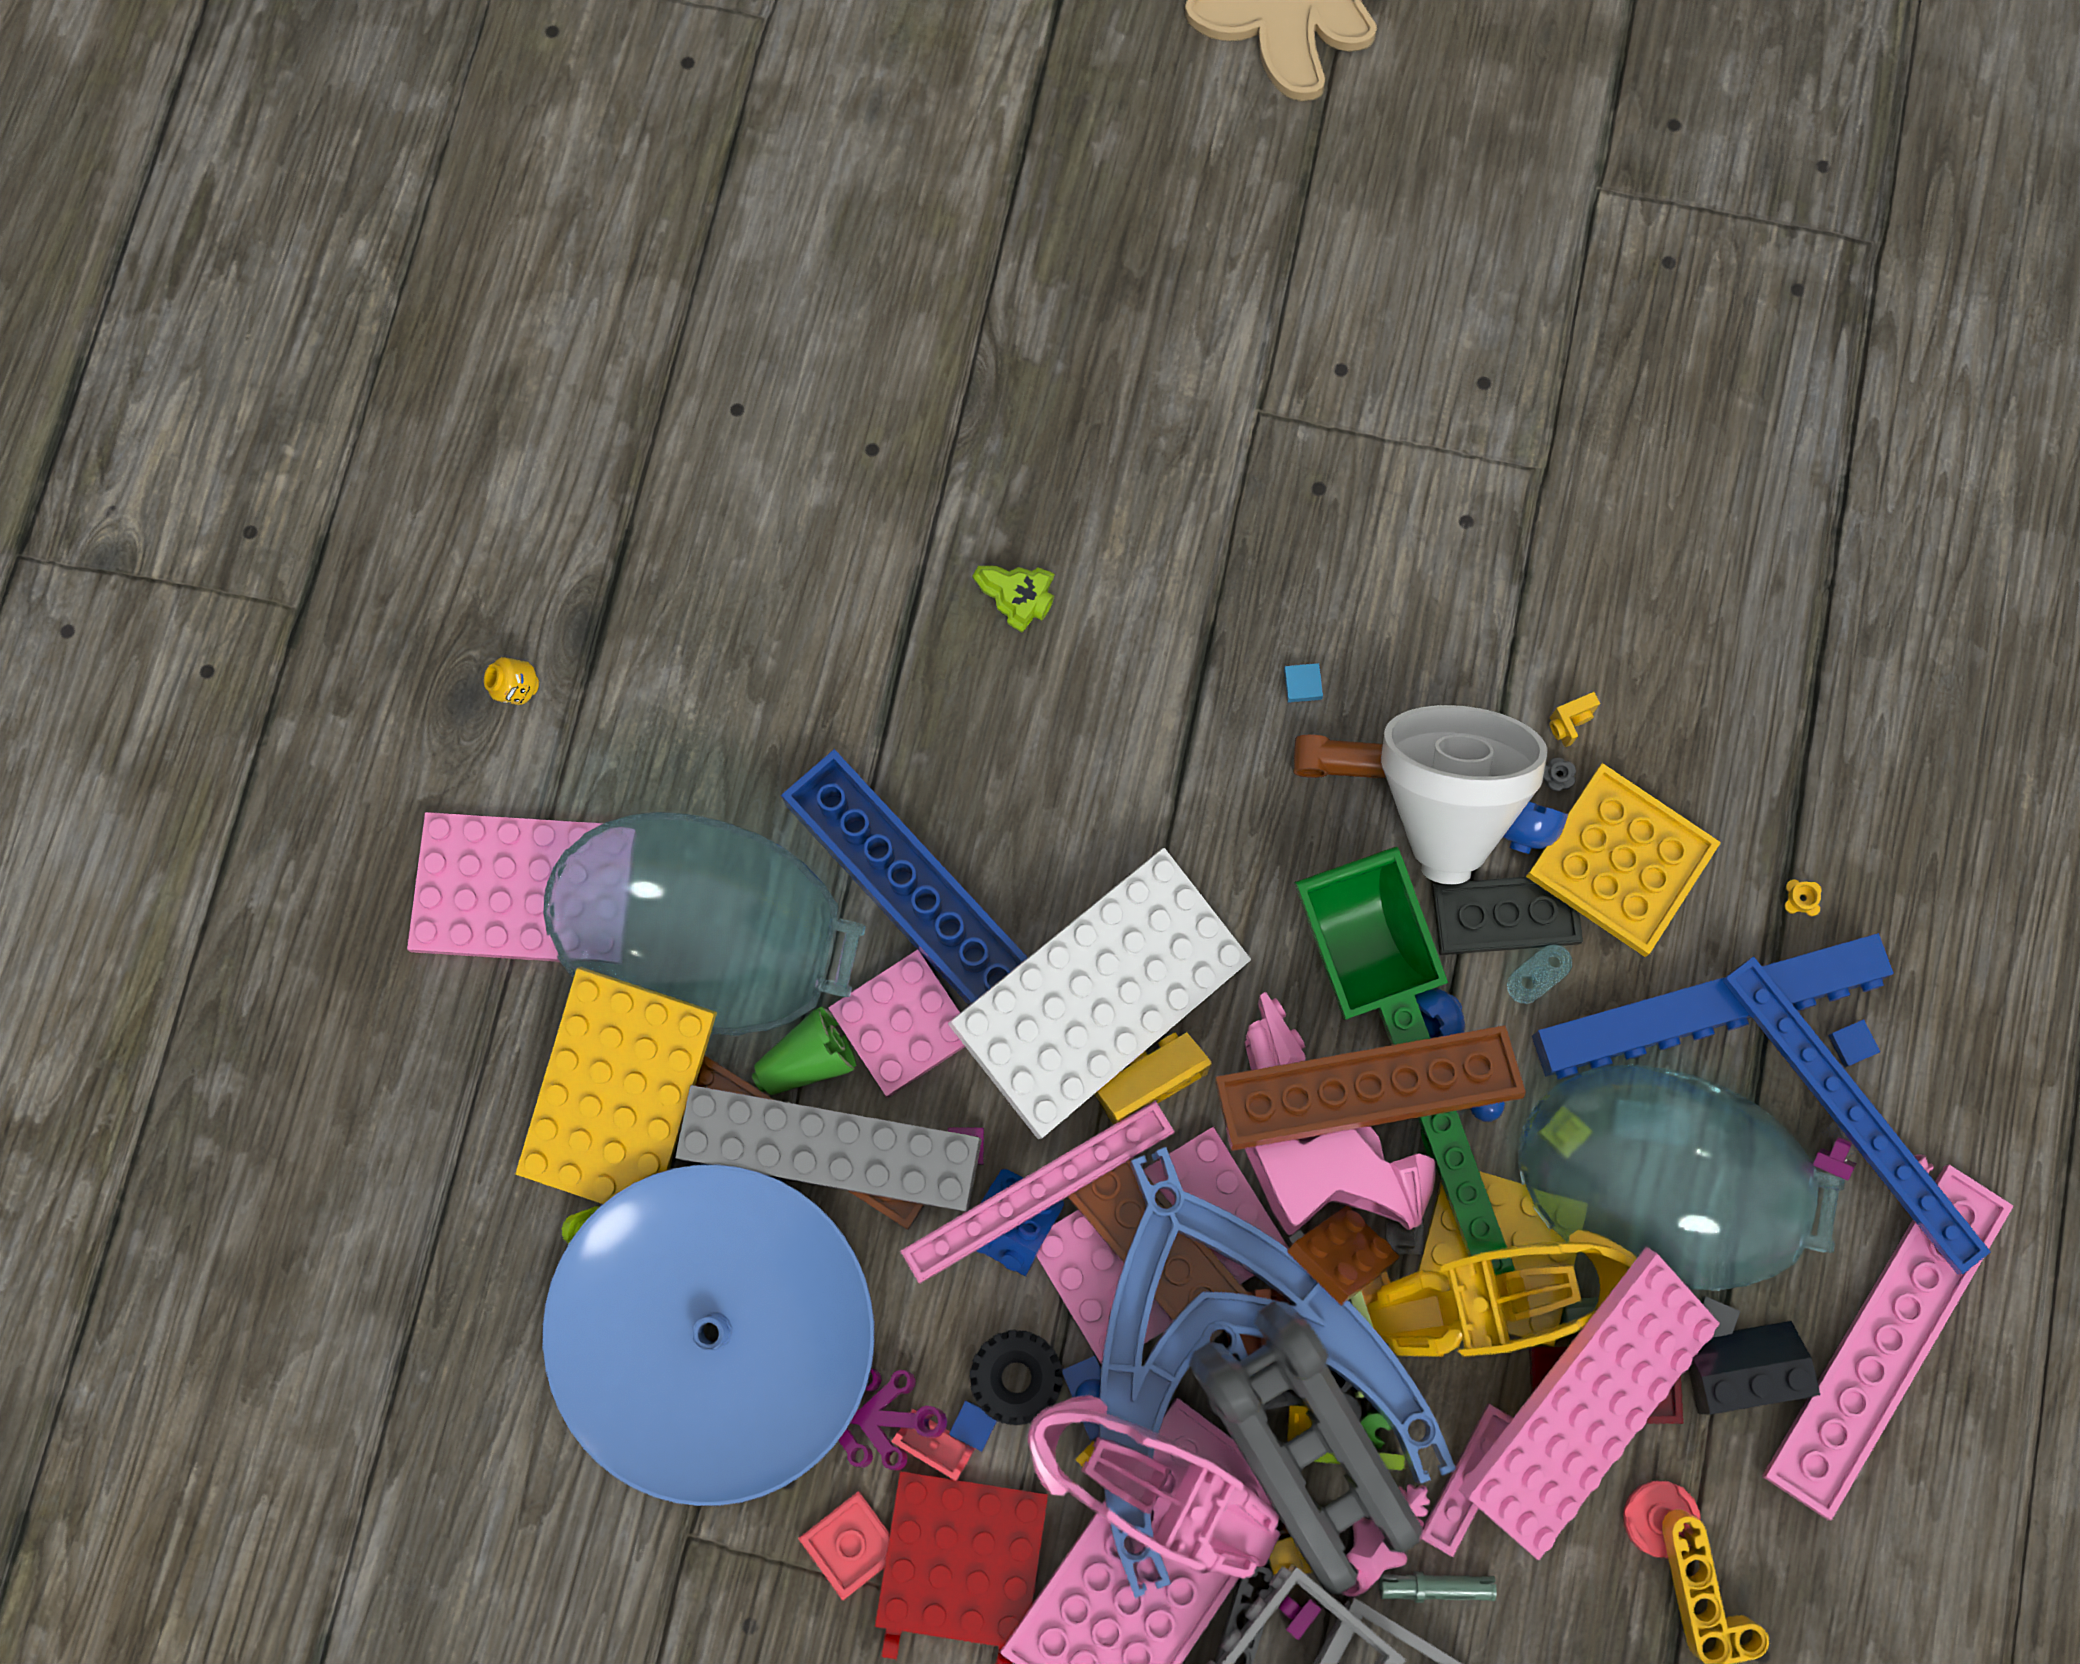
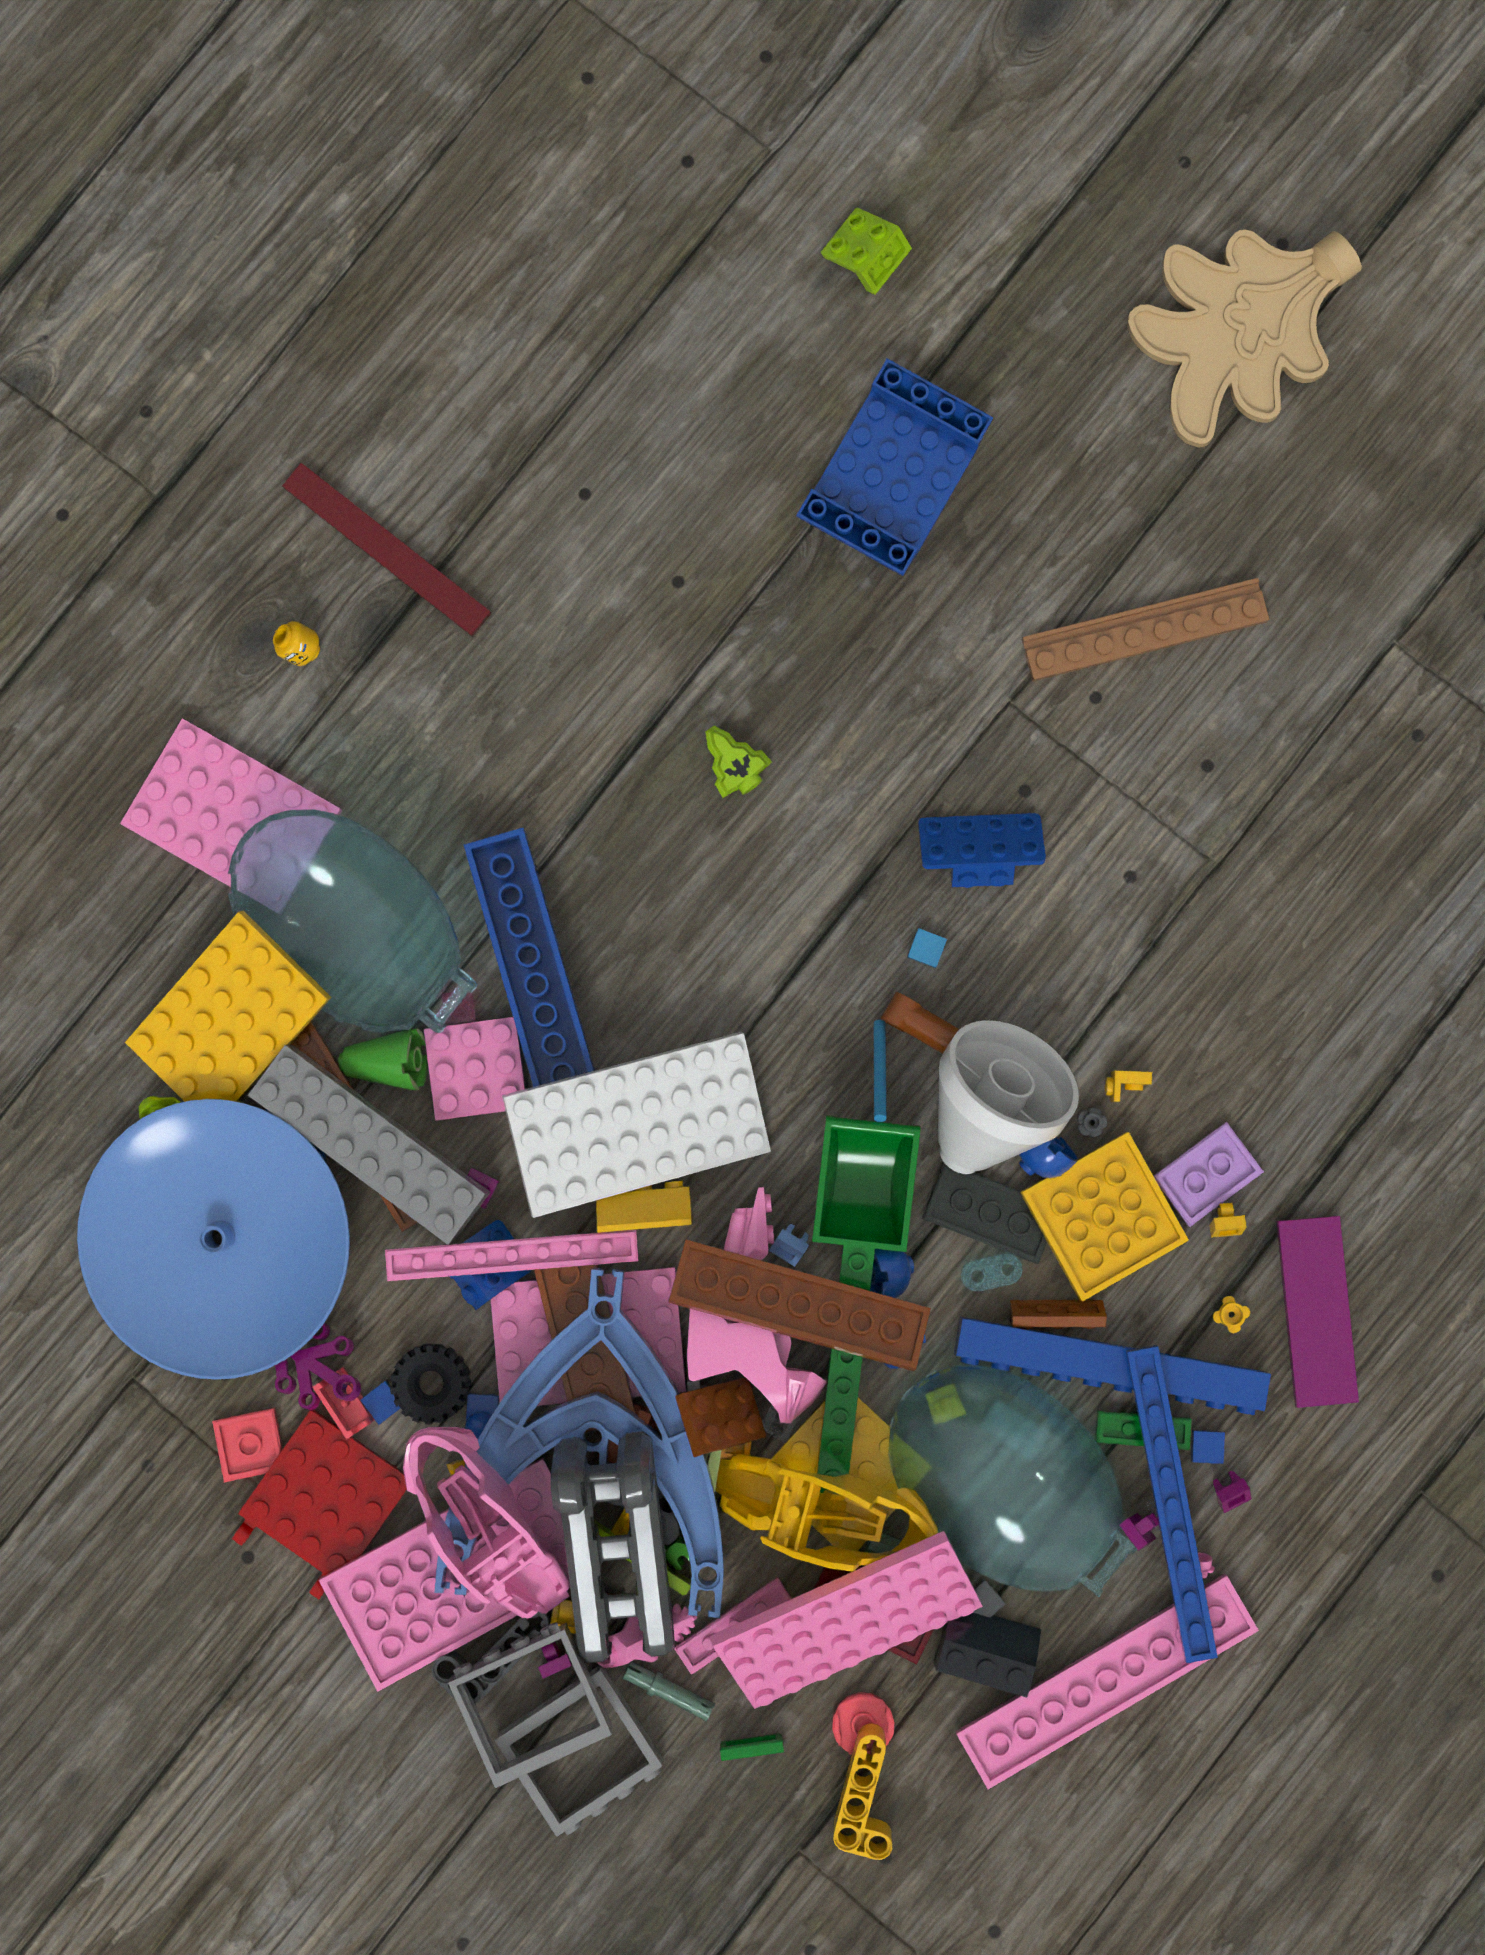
camera: 25 degrees right, 10 degrees up
(561, 551) = (386, 549): none -> dark red tile
(862, 970) = (465, 1010): none -> clear pink plate
(904, 56) = (868, 248): none -> lime bracket
(1034, 240) = (896, 467): none -> blue slope
(1307, 559) = (981, 847): none -> blue bracket
(1321, 1043) = (789, 1246): none -> light blue tile
(1323, 818) = (879, 1034): none -> dark azure bar
(1354, 284) = (1145, 629): none -> medium nougat plate
(1558, 1603) = (751, 1747): none -> green tile
(1630, 981) = (1057, 1313): none -> dark orange plate
(1702, 770) = (1207, 1174): none -> lavender tile
(1748, 807) = (1227, 1223): none -> yellow tile
(1765, 1064) = (1125, 1429): none -> green tile
(1886, 853) = (1317, 1311): none -> magenta tile
(1908, 1079) = (1233, 1494): none -> magenta tile

